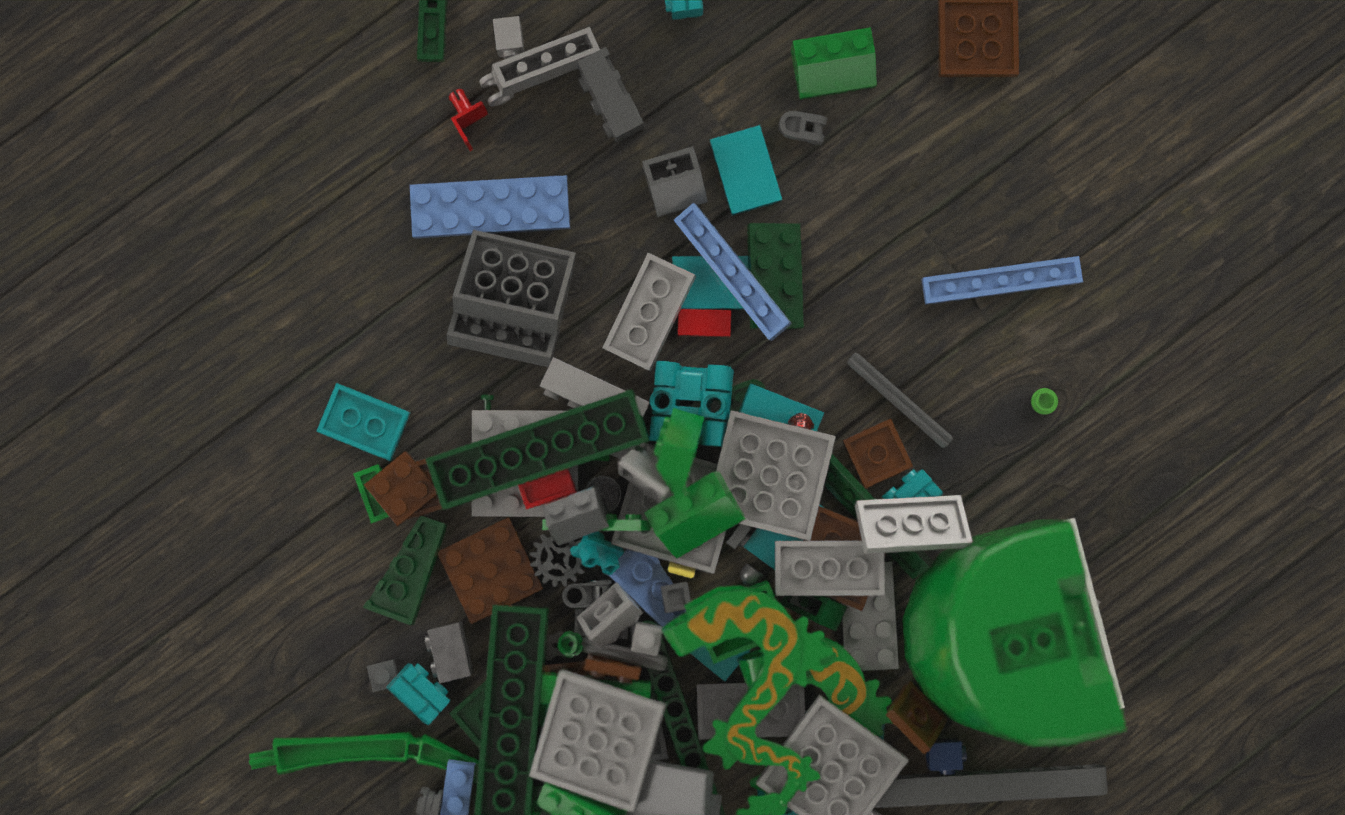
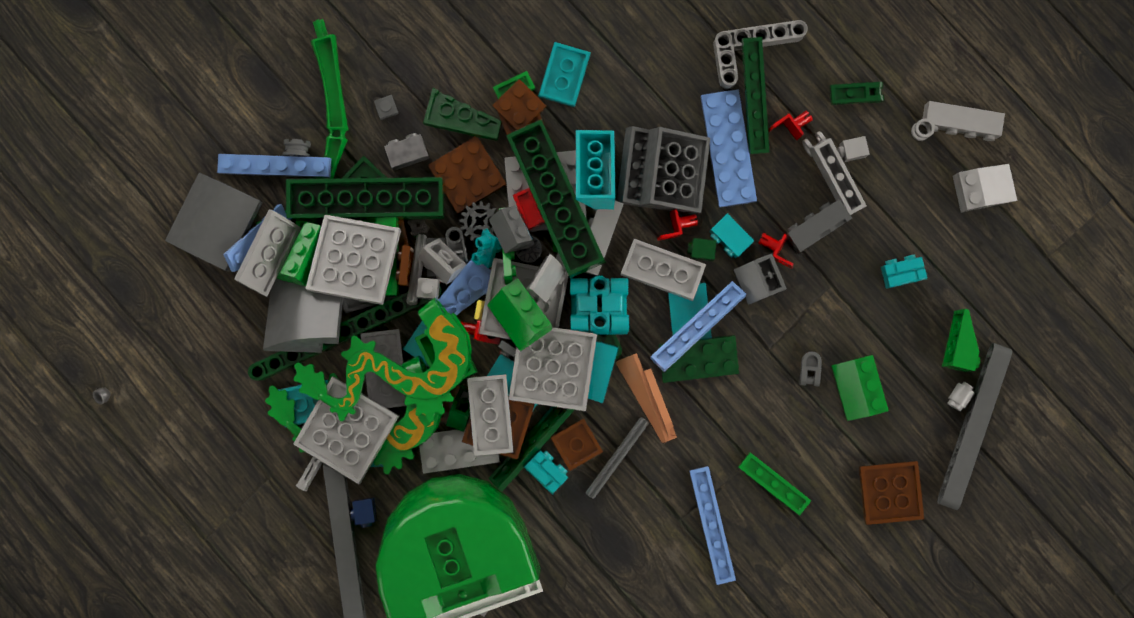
camera: 85 degrees right, 0 degrees up
(345, 160) = (750, 32): none -> light grey beam
(419, 693) = (375, 132): teal brick -> none
(421, 161) = (755, 95): none -> dark green plate
(501, 390) = (595, 168): none -> teal slope
(564, 647) = (419, 231): green plate -> none
(587, 284) = (679, 223): none -> red bracket
(612, 215) = (731, 236): none -> teal brick
(626, 256) = (702, 249): none -> dark green brick
(631, 156) = (776, 246): none -> red bracket
(675, 596) = (460, 307): dark grey plate -> none
(677, 448) = (565, 297): green slope -> none
(704, 323) = (659, 310): red tile -> none
(707, 579) = (473, 329): none -> red bracket
(745, 170) = (774, 330): teal tile -> none
(750, 575) = (480, 360): flat silver hinge -> none
(801, 420) = (594, 386): clear red plate -> none
(818, 349) = (648, 395): none -> nougat wedge
(913, 524) = (527, 472): light grey plate -> none
(916, 717) = (389, 488): reddish brown plate -> none
(953, 191) = (774, 483): none -> green plate
(1044, 401) = (626, 564): bright green plate -> none

